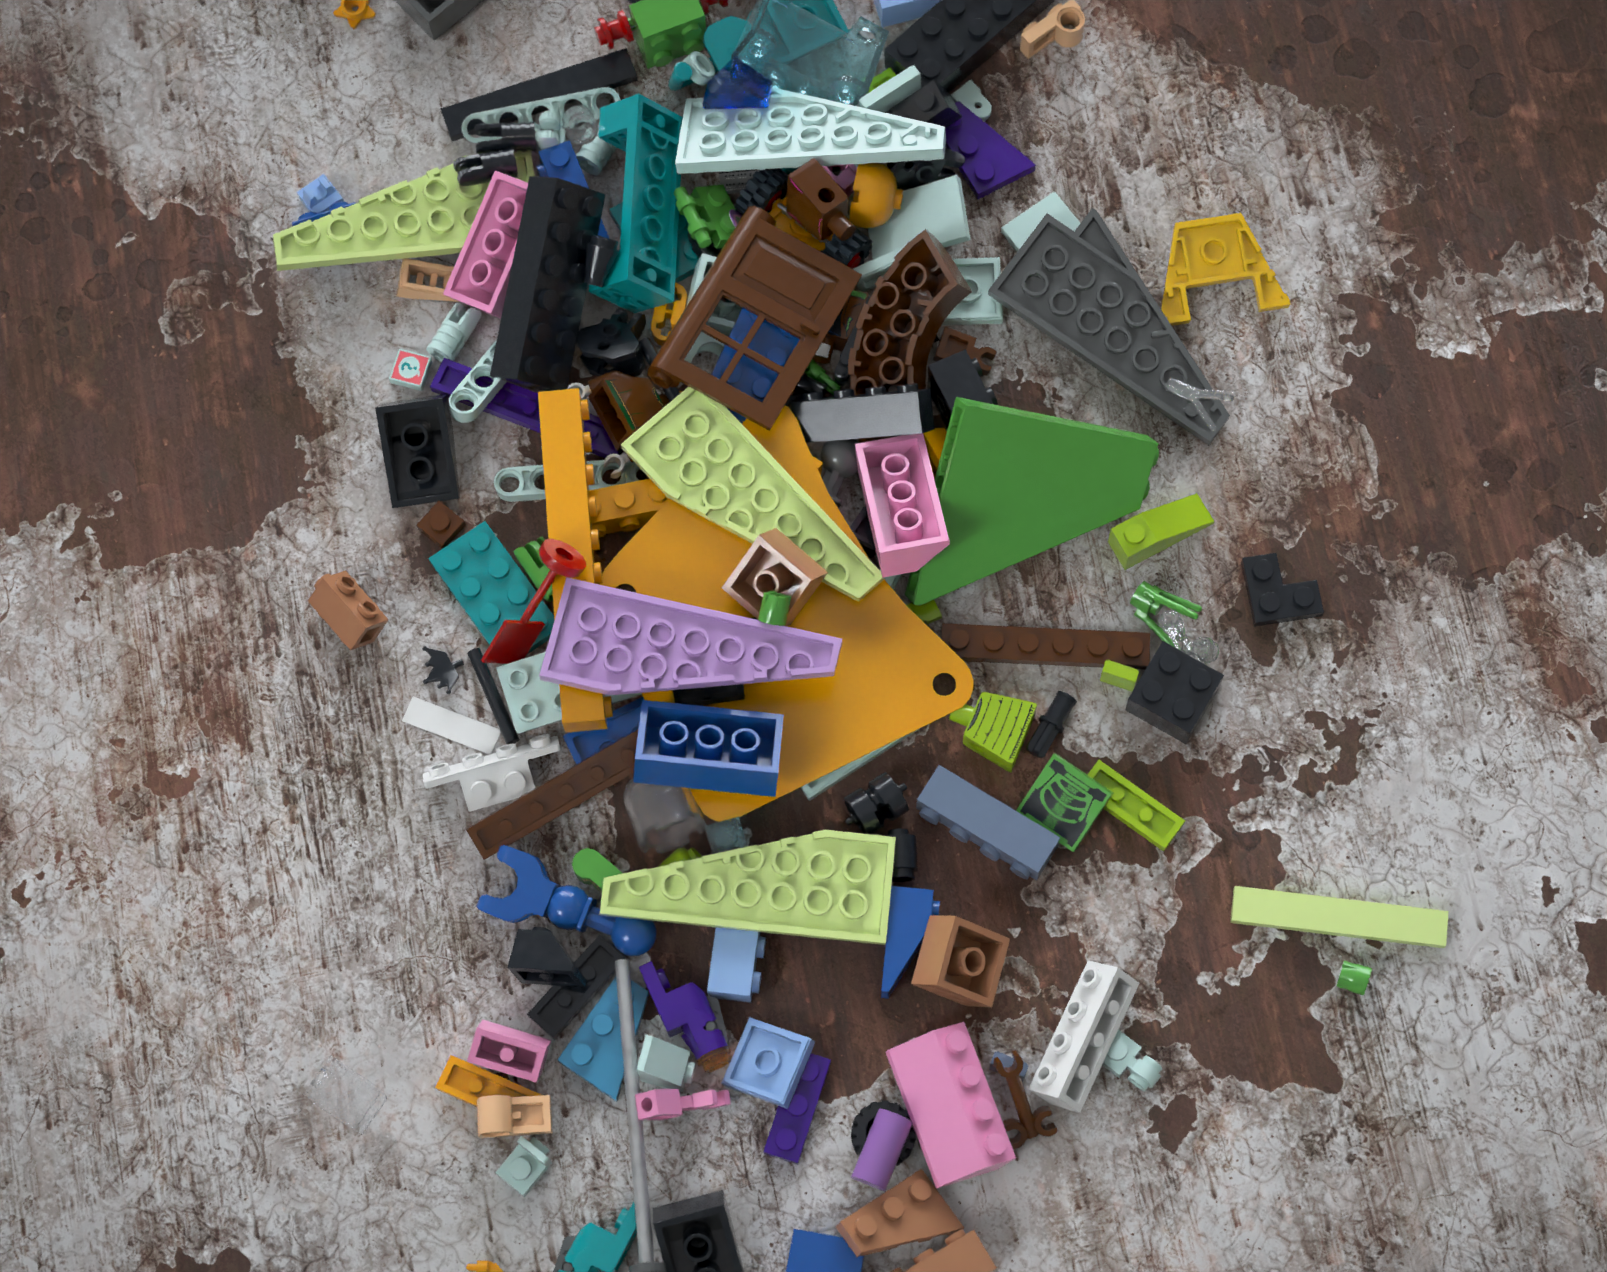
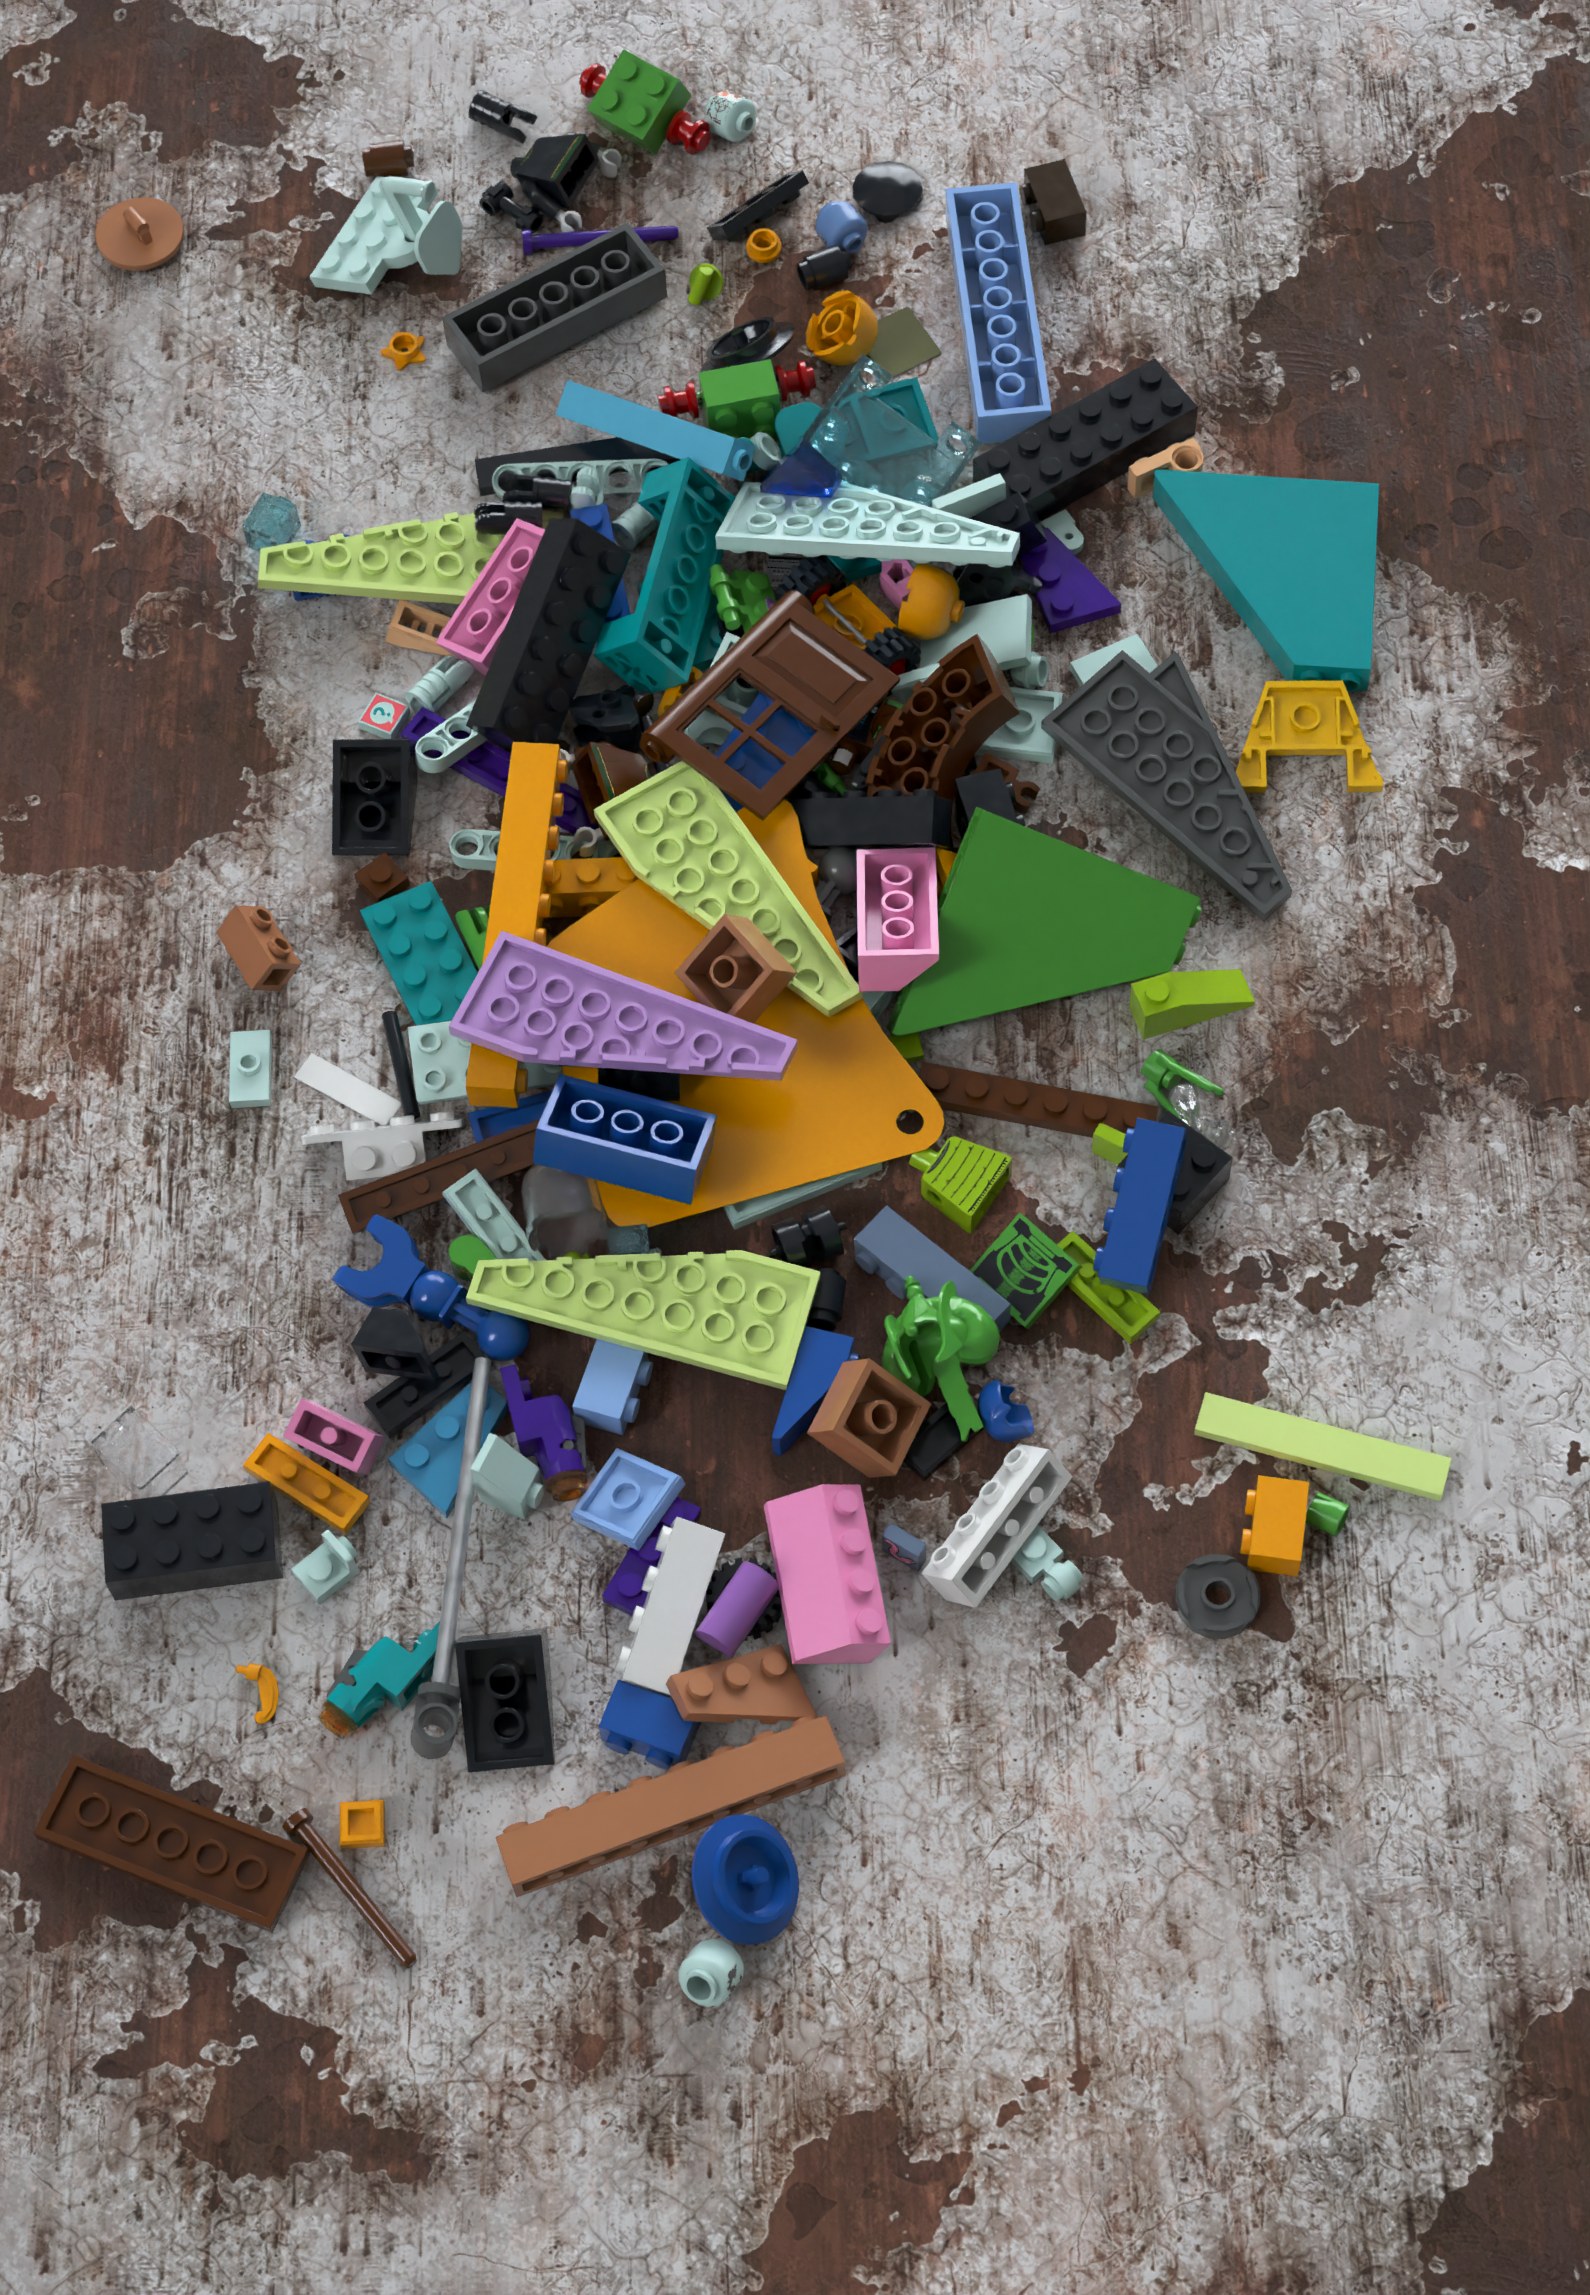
camera: 10 degrees right, 10 degrees down
(273, 200) = (271, 522): none -> clear light blue brick
(319, 195) = (322, 525): light blue tile -> none
(363, 720) = (250, 1068): none -> light aqua plate
(406, 1163) = (191, 1541): none -> black brick
(442, 669) = (350, 1029): black piece -> none
(513, 1115) = (317, 1505): light nougat plate -> none
(518, 636) = (438, 998): red piece -> none
(600, 64) = (655, 430): none -> medium azure brick
(600, 257) = (610, 618): black cone -> none
(605, 834) = (489, 1218): none -> light aqua tile
(667, 1103) = (499, 1521): bright pink piece -> none
(774, 608) = (727, 996): bright green hose -> none
(818, 202) = (865, 596): reddish brown torso -> none
(825, 1156) = (671, 1606): none -> white brick
(970, 247) = (1033, 674): none -> light aqua plate
(1002, 882) = (932, 1342): none -> bright green hair
(1022, 960) = (935, 1443): none -> black tile
(1029, 1123) = (915, 1615): reddish brown bar -> none
(1051, 724) = (1025, 1187): black axle -> none
(1071, 937) = (1002, 1417): none -> blue hair
(1158, 735) = (1142, 1205): none -> blue brick
(1176, 103) = (1289, 562): none -> teal slope
(1193, 394) = (1254, 859): clear plant -> none
(1273, 601) = (1310, 1097): black plate -> none
(1275, 1085) = (1212, 1619): none -> dark grey tile
(1314, 995) = (1277, 1525): none -> light orange brick

